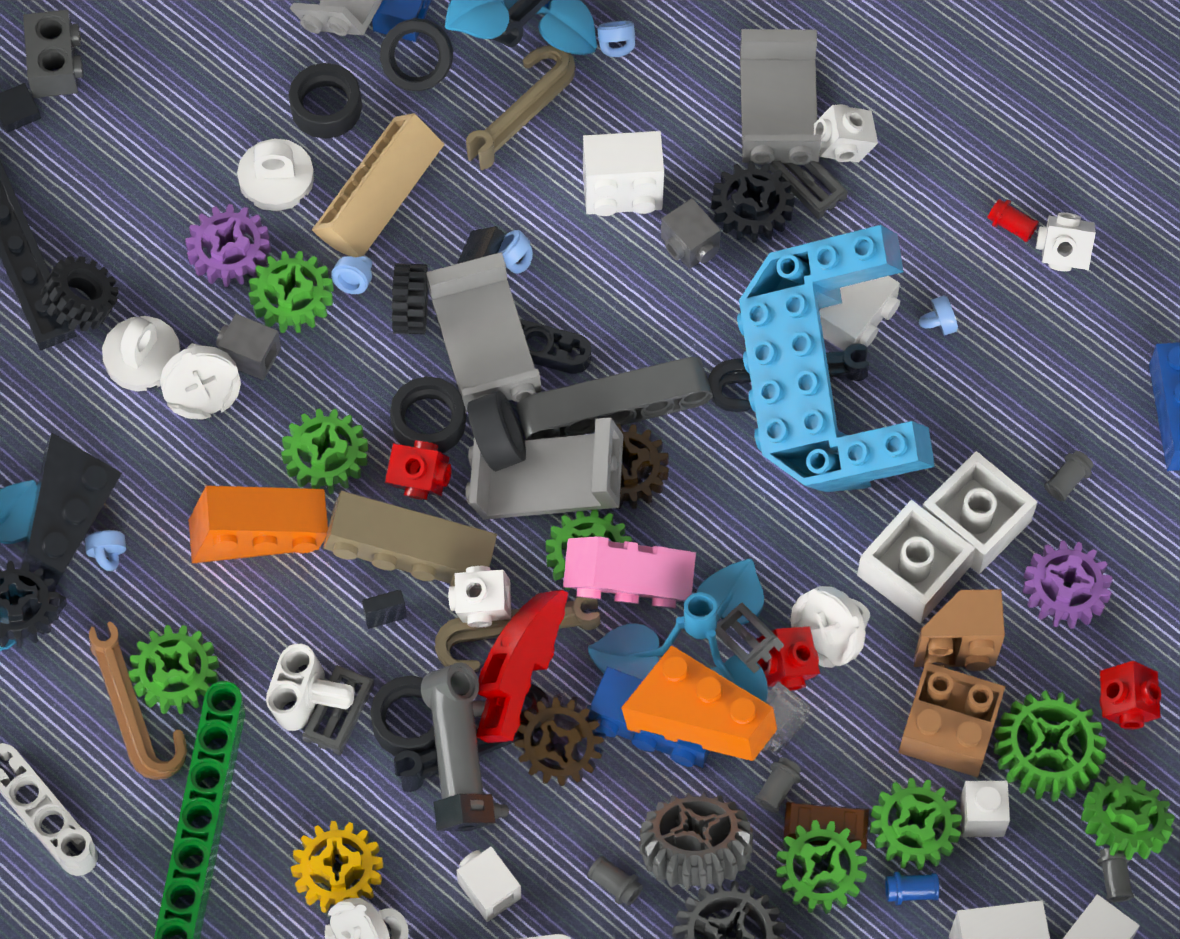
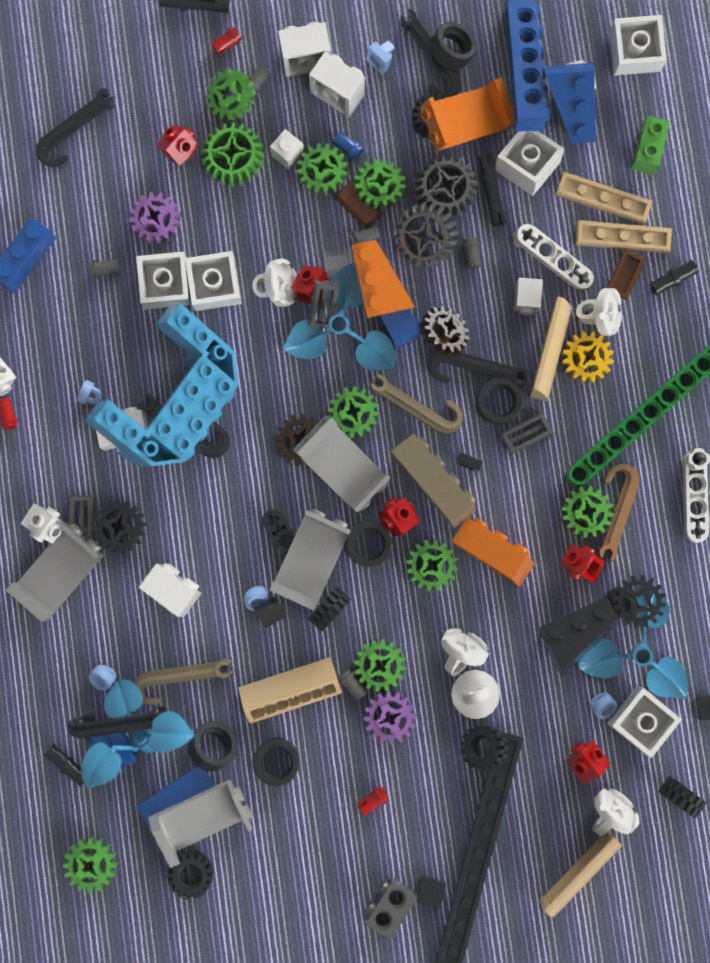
camera: 140 degrees left, 20 degrees up
(106, 544) = (570, 602): light blue tile -> none
(128, 596) = (582, 563): none -> red brick
(167, 153) = (373, 800): none -> red pin
(250, 345) = (425, 650): flat silver brick -> none
(275, 174) = (333, 741): white tile -> none
(304, 687) = (536, 451): white beam -> none
(310, 247) = (352, 684): none -> dark grey pin
(352, 274) = (343, 649): light blue tile -> none
(394, 829) = (551, 350): none -> tan slope
(451, 698) = (512, 335): dark grey piece -> none
(481, 596) = (426, 423): white brick -> none
(496, 431) = (349, 500): black tyre -> none
(520, 648) = (433, 381): red slope -> none
(622, 396) = (276, 478): dark grey beam -> none
(628, 571) = (350, 378): bright pink wedge -> none
(690, 234) = (165, 533): flat silver brick -> none
(951, 719) = (265, 198): medium nougat slope -> none
(964, 632) = (223, 229): medium nougat slope -> none

